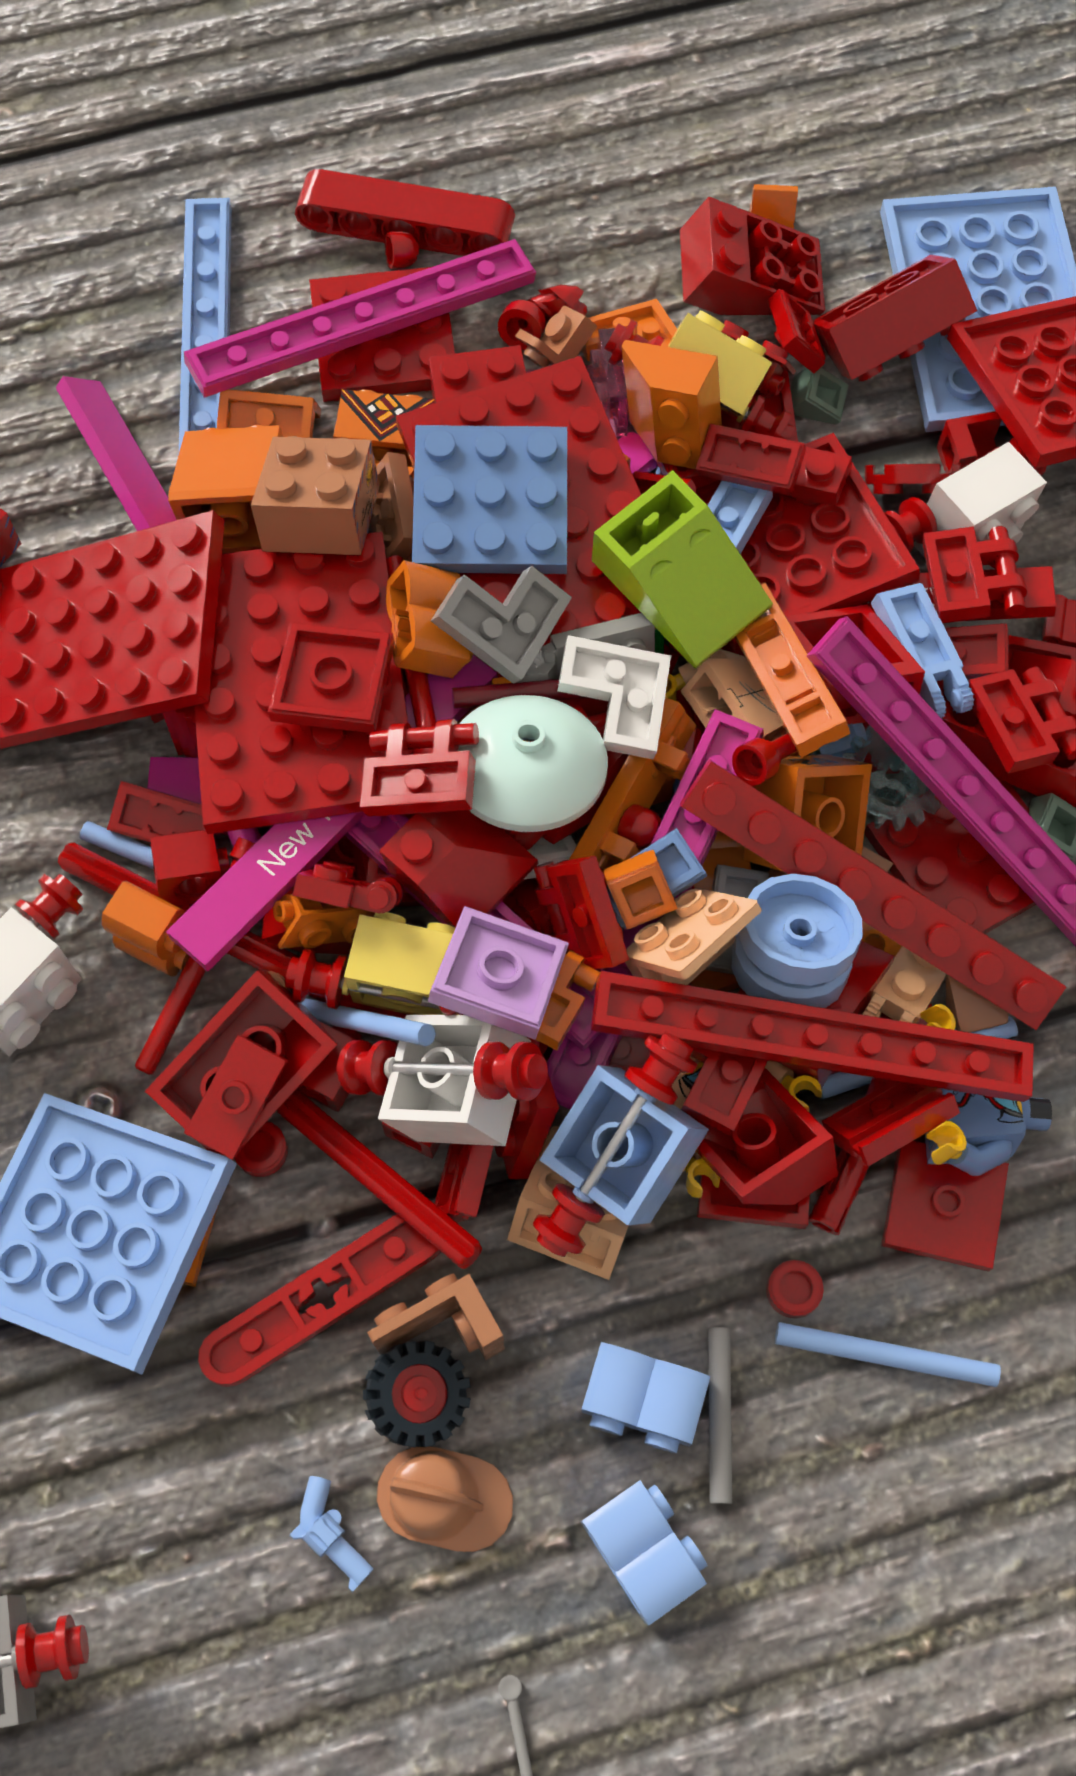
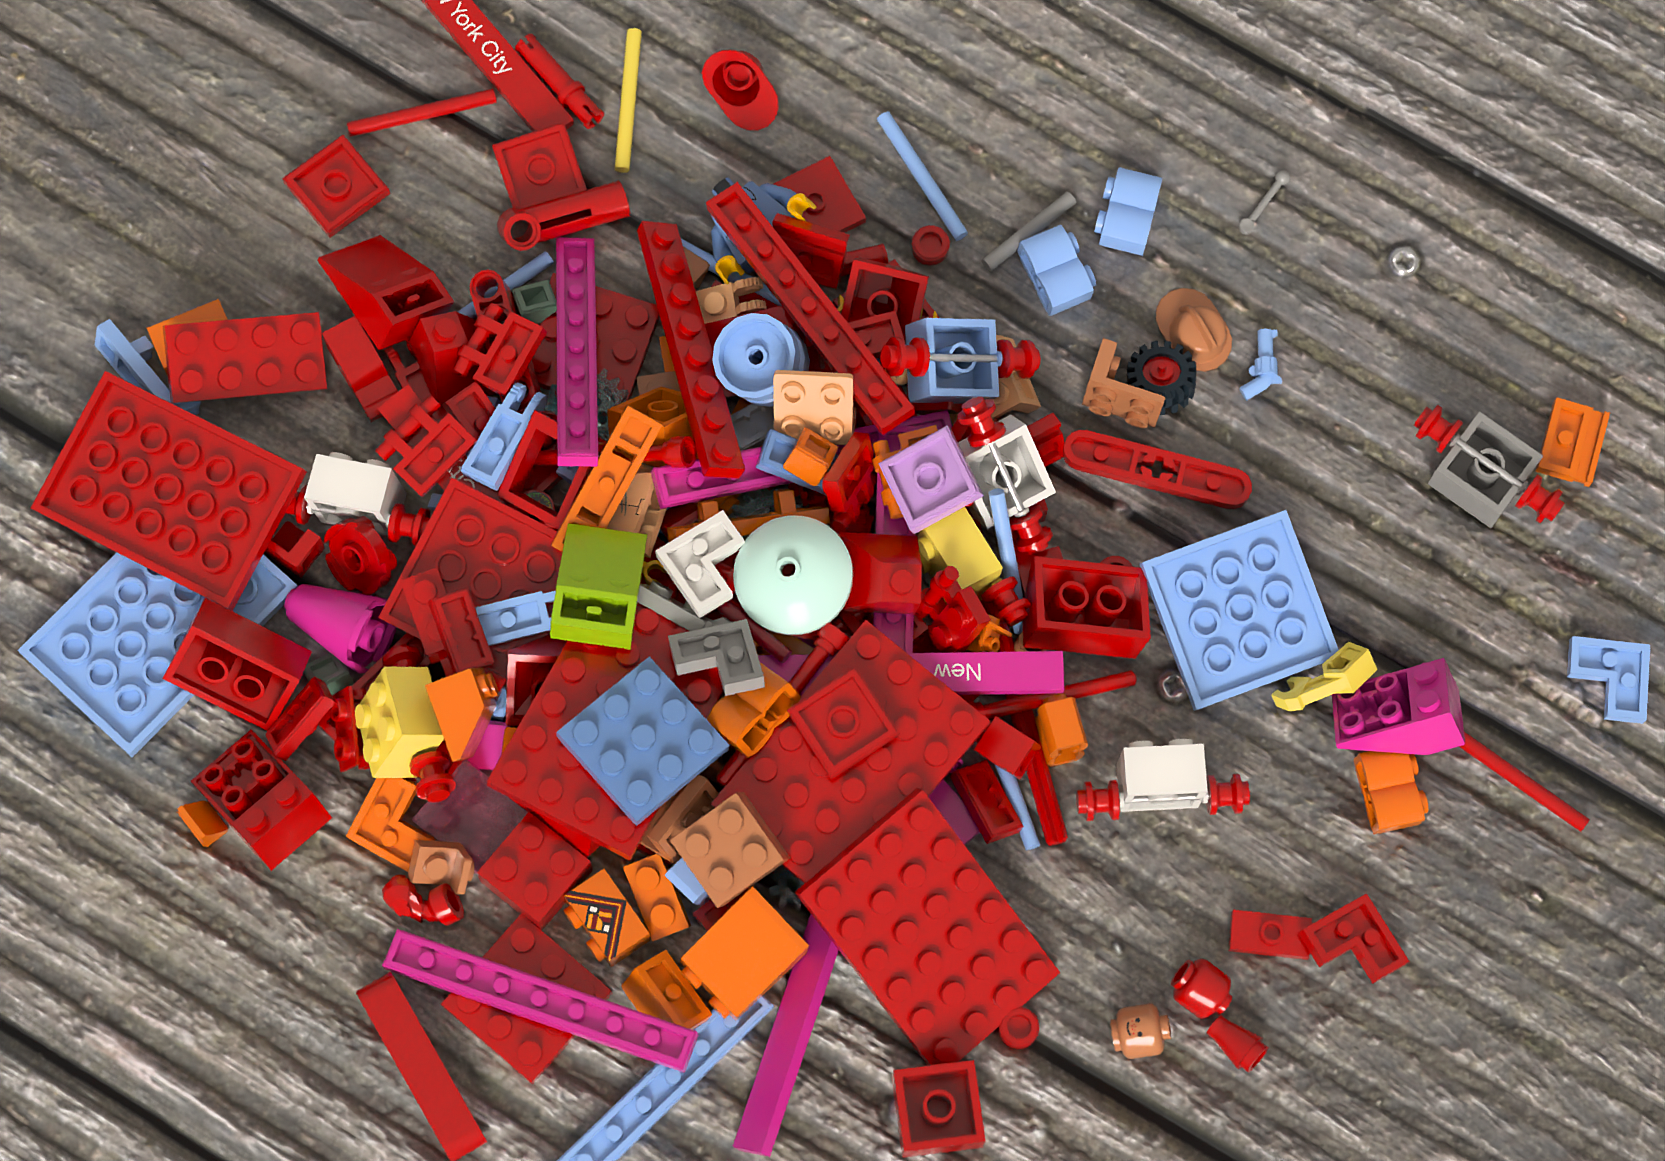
camera: 135 degrees left, 5 degrees up
(236, 1096) = (1109, 583): red plate -> none
(381, 1180) = (1075, 479): red axle -> none
(400, 249) = (452, 1044): red hinge -> none
(420, 781) = (868, 606): plate -> none
(639, 825) = (761, 502): red hinge -> none
(862, 417) = (342, 623): none -> dark pink cone

